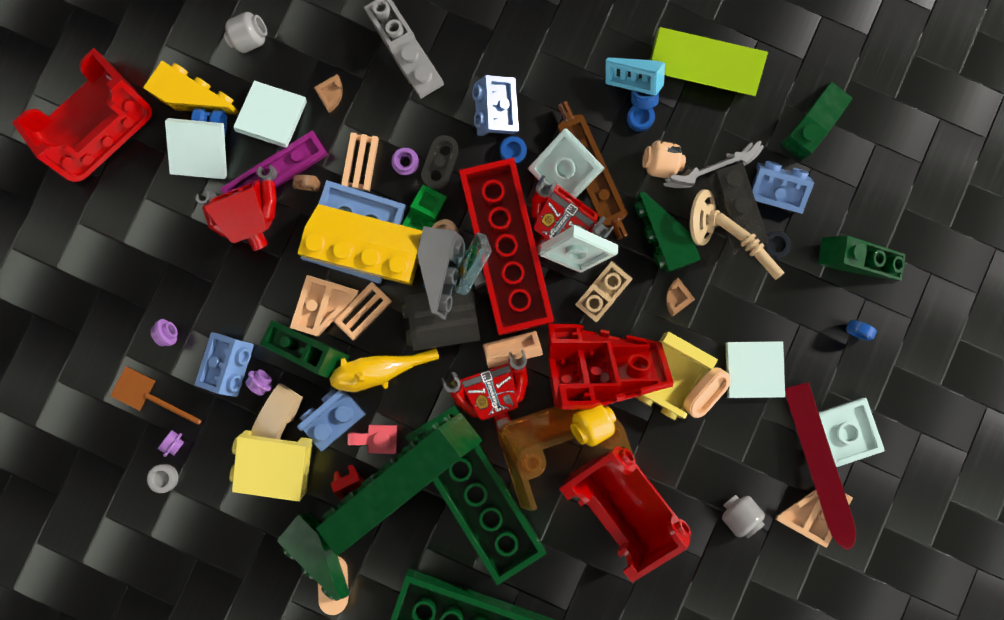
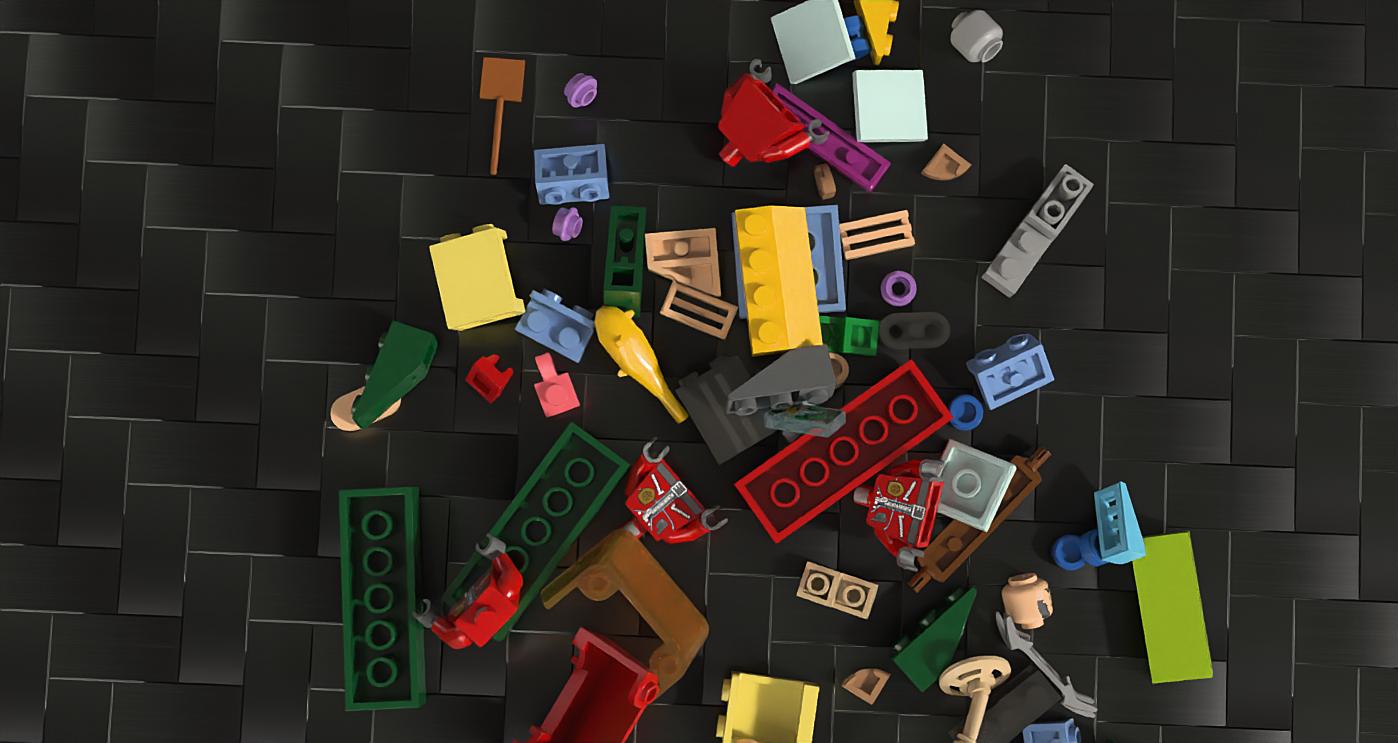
camera: 70 degrees right, 0 degrees up
(162, 478) = (412, 157): light grey tile -> none
(171, 443) = (456, 151): medium lavender plate -> none
(276, 413) = (539, 259): tan slope -> none
(397, 481) = (516, 435): dark green brick -> none
(498, 351) = (714, 491): light nougat tile -> none
(516, 556) = (483, 606): none -> red torso
(577, 249) = (873, 538): light aqua tile -> none
(593, 425) = (672, 637): yellow head -> none
(602, 368) = (743, 623): red wedge -> none

